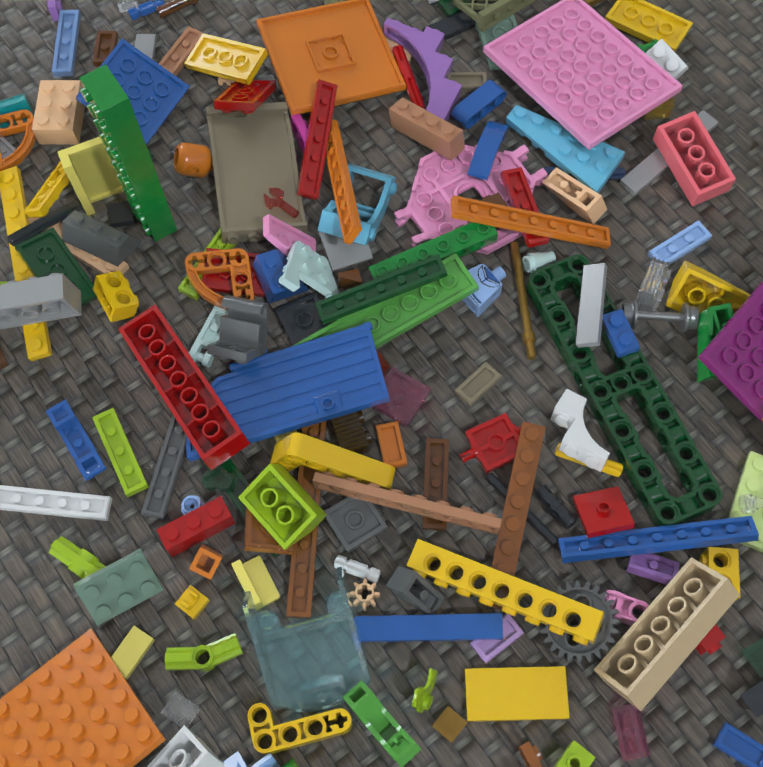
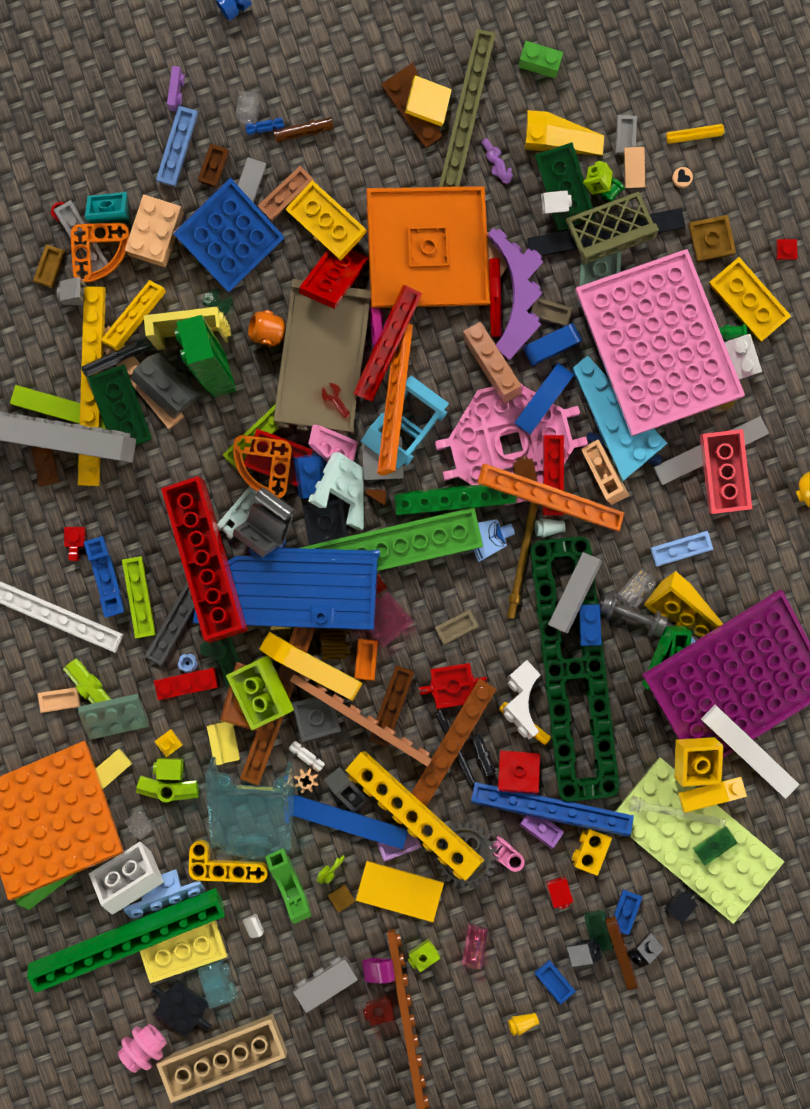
camera: 15 degrees right, 20 degrees up
(35, 415) = (74, 538): none -> red plate
(51, 591) = (59, 700): none -> light nougat tile
(115, 296) = (161, 449): yellow brick -> none
(199, 629) = (168, 768): none -> lime brick
(206, 561) = (187, 717): orange brick -> none
(381, 289) = (398, 523): dark green plate -> none
(666, 633) = (526, 887): tan brick -> none

